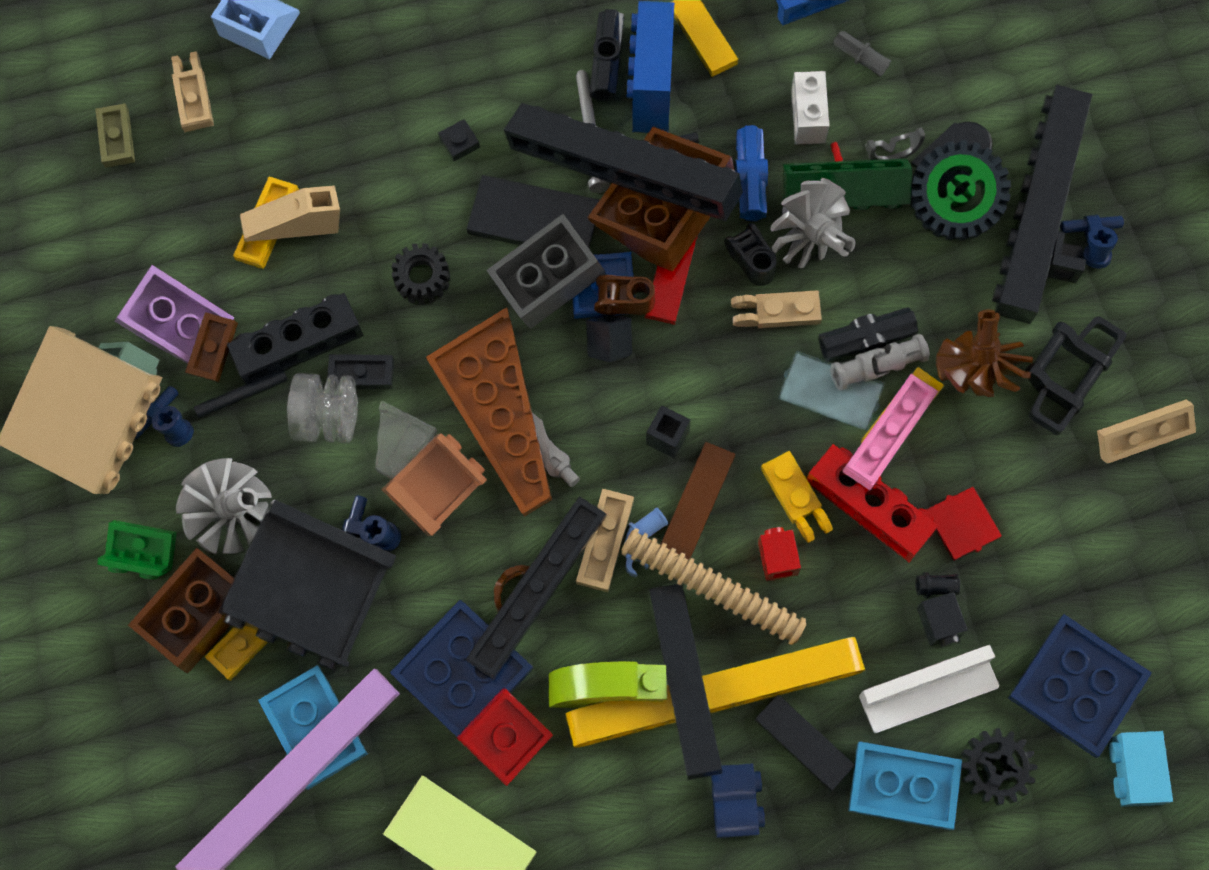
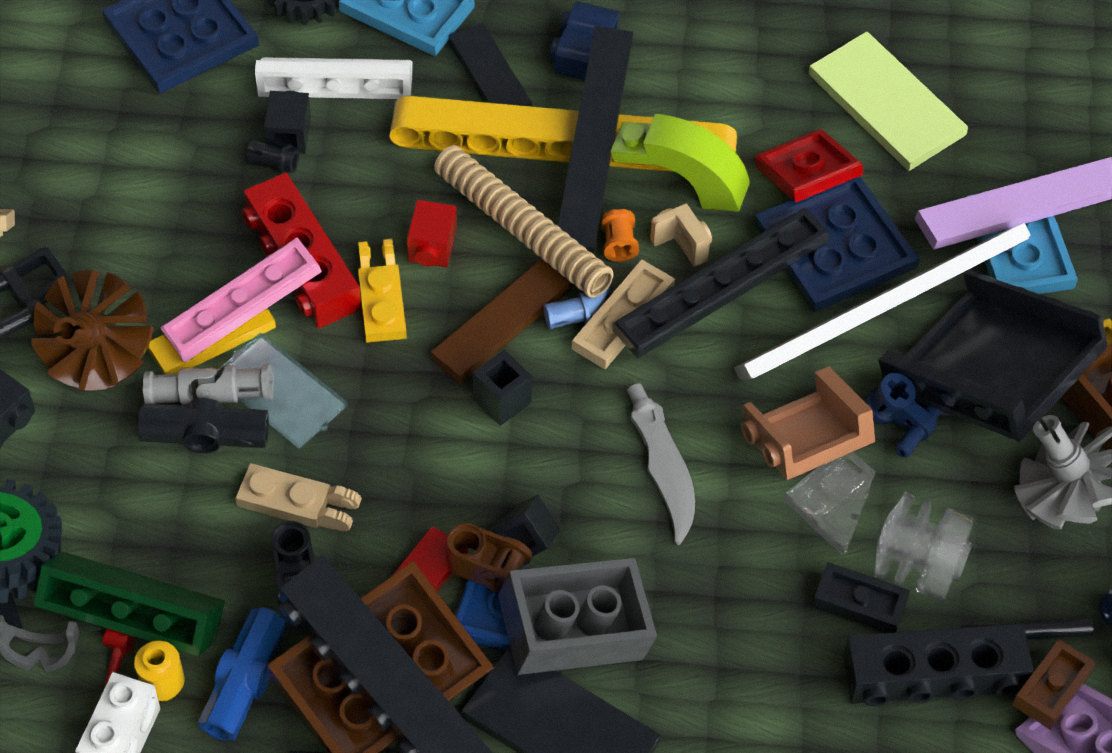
camera: 165 degrees left, 15 degrees down
(404, 614) = (882, 302): none -> white tile
(417, 257) = (744, 672): black tyre -> none
(491, 394) = (702, 515): dark orange wing -> none
(507, 575) = (763, 309): reddish brown helmet -> none
(576, 630) = (686, 229): none -> tan bracket
(634, 610) = (620, 240): none -> orange bush
(803, 147) = (161, 666): none -> yellow brick
(815, 220) = (207, 544): light grey piece -> none
(964, 523) = (208, 210): red piece -> none

